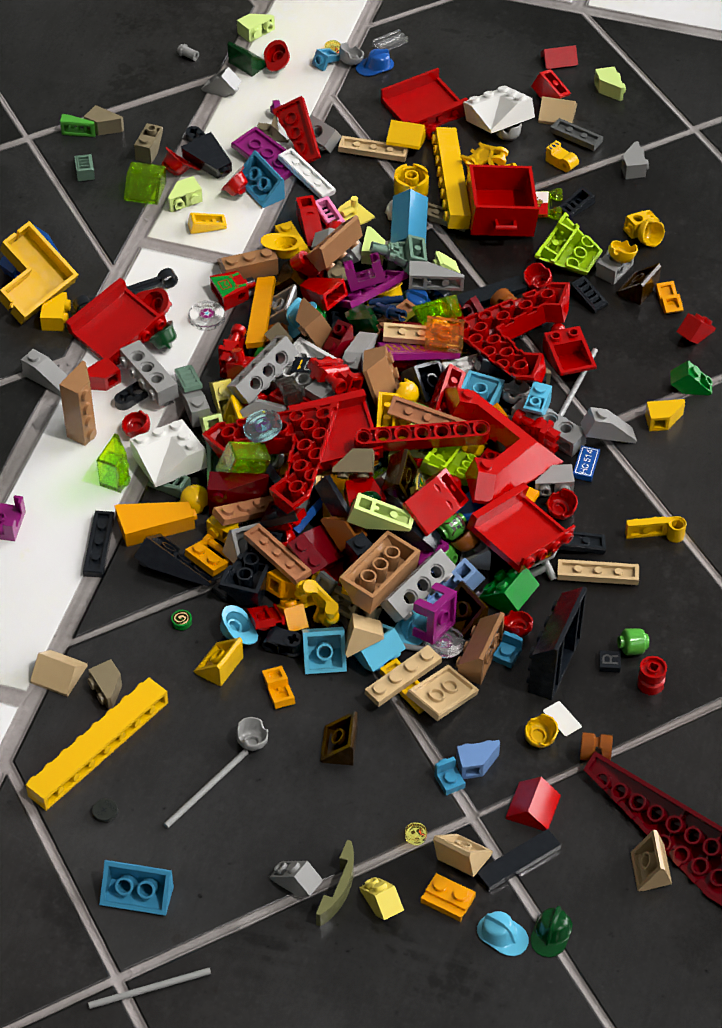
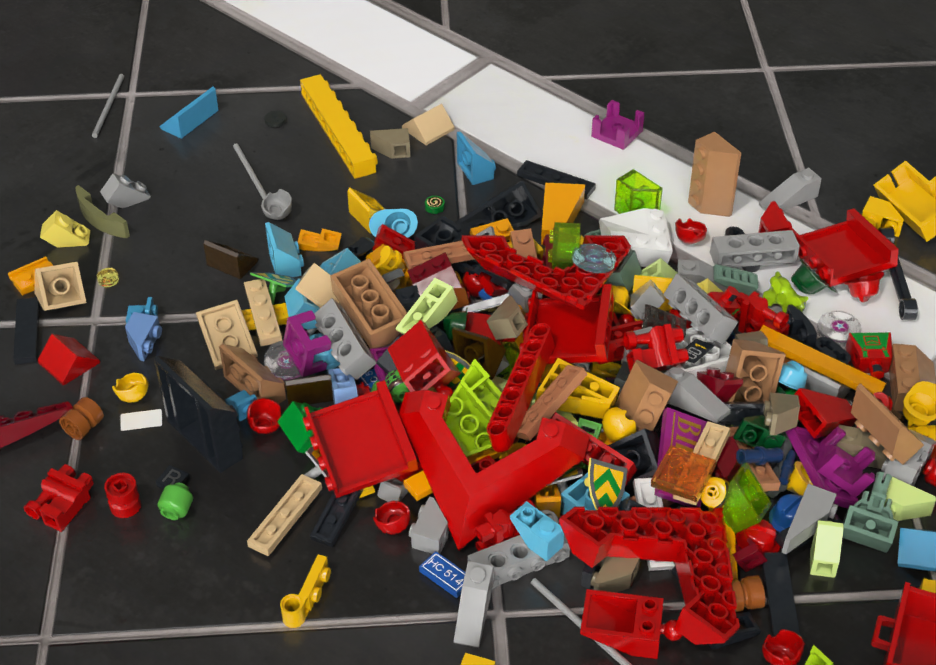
camera: 115 degrees right, 5 degrees down
(114, 602) = (474, 160): none -> dark azure slope
(188, 351) = (783, 294): none -> lime animal
(221, 332) = (801, 326): none -> black slope
(235, 311) = (832, 349): none -> black beam
(320, 696) = (283, 251): none -> medium azure slope
(350, 302) = (781, 412): none -> dark tan slope
(359, 680) = (277, 282): none -> shield
(478, 379) = (605, 483): none -> shield
(677, 720) = (66, 495): none -> red hips

